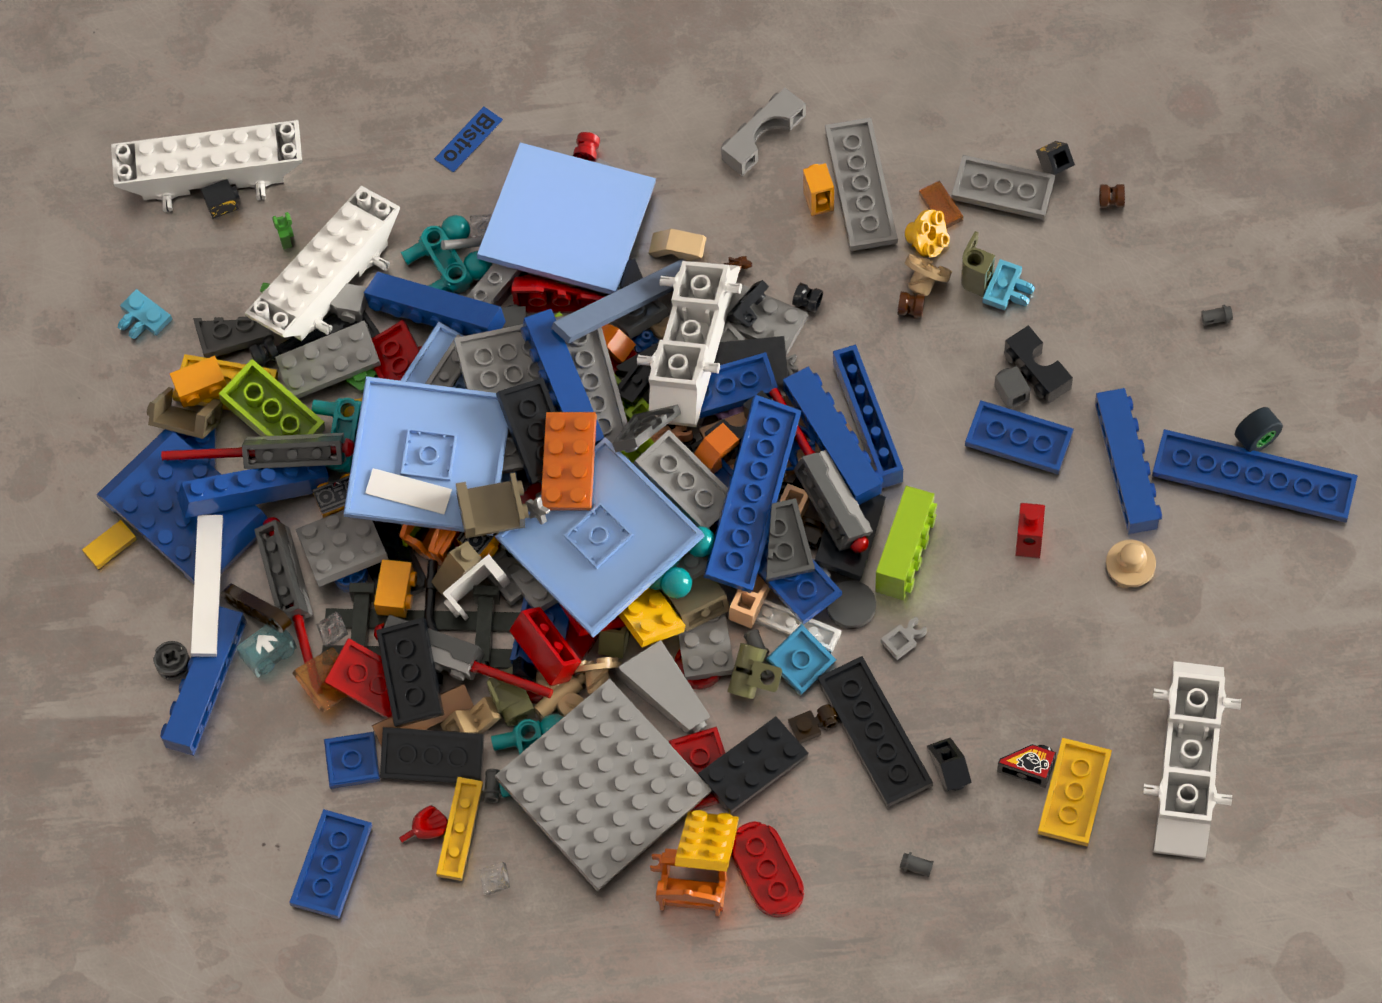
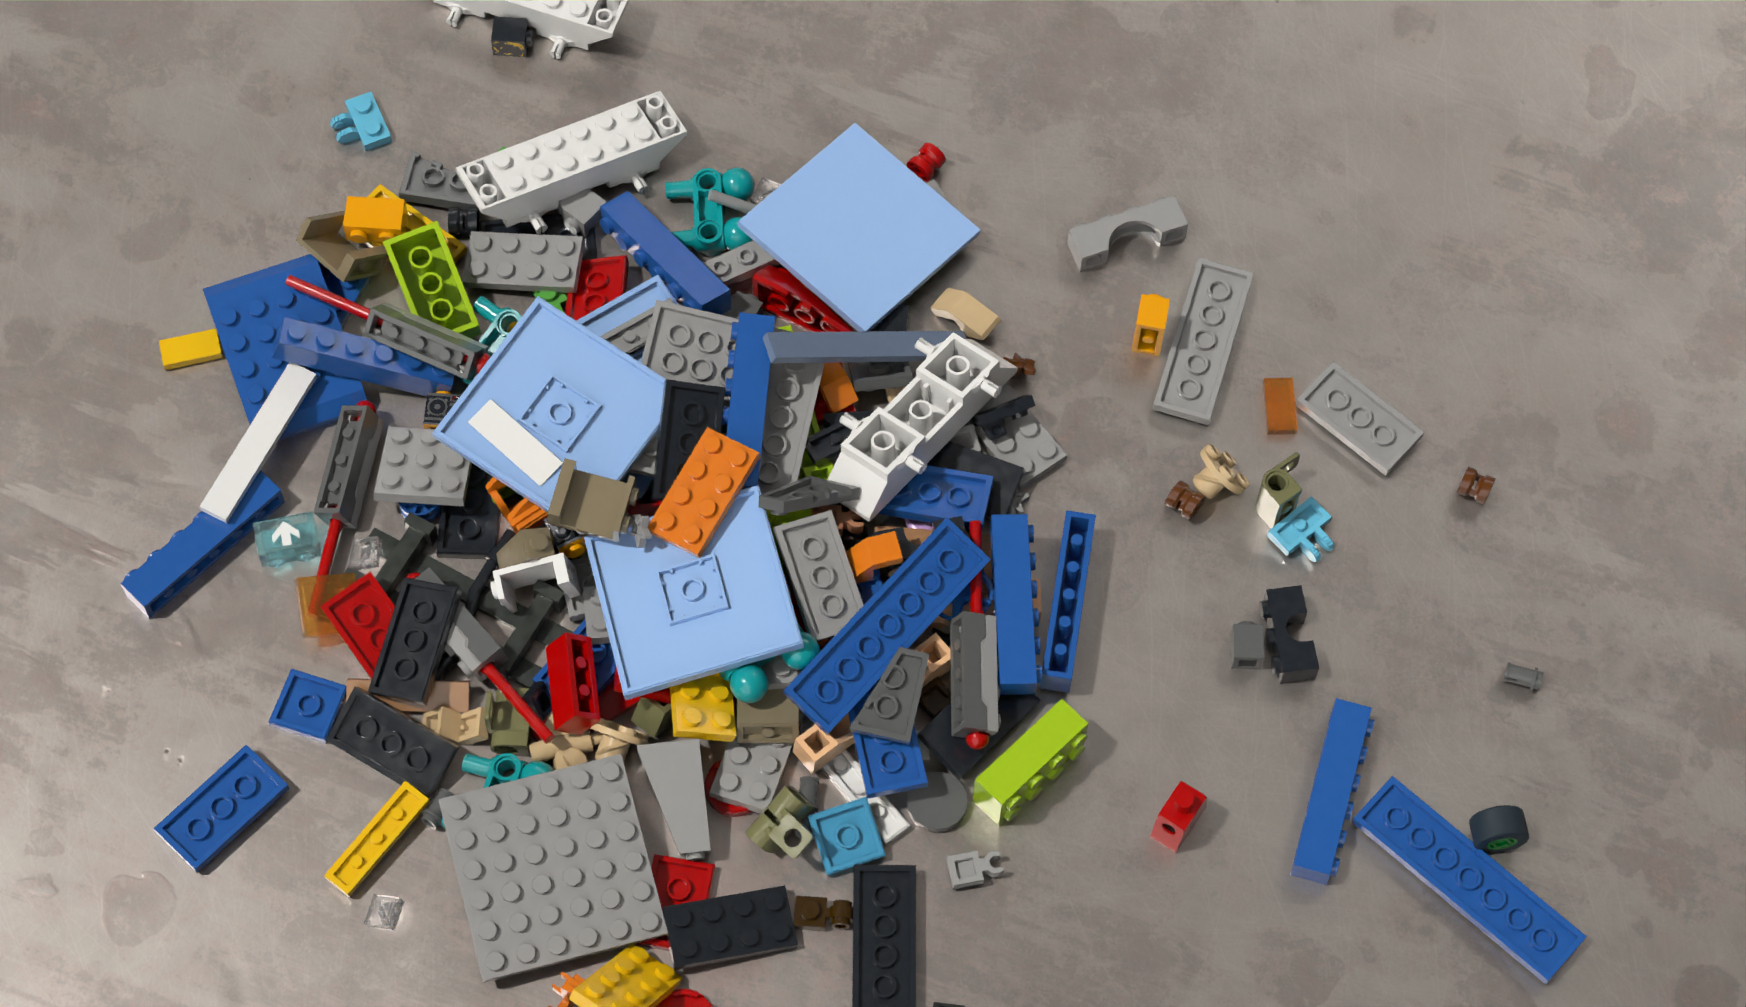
camera: 20 degrees right, 0 degrees up
(171, 660) = (181, 503): dark grey wheel -> none
(256, 608) = (296, 491): dark brown beam -> none
(284, 229) = (557, 100): bright green plate -> none
(394, 588) = (453, 541): light orange brick -> none
(427, 824) = (346, 816): red piece -> none
(468, 139) = (808, 95): blue sticker -> none
(644, 341) = (871, 400): blue plant -> none
(807, 297) = (1075, 438): black wheel -> none
(928, 233) = (1246, 430): yellow plate -> none
(1019, 437) = (1225, 705): blue plate -> none
(1055, 157) = (1434, 412): black brick -> none
(1130, 563) = (1273, 909): tan plate -> none

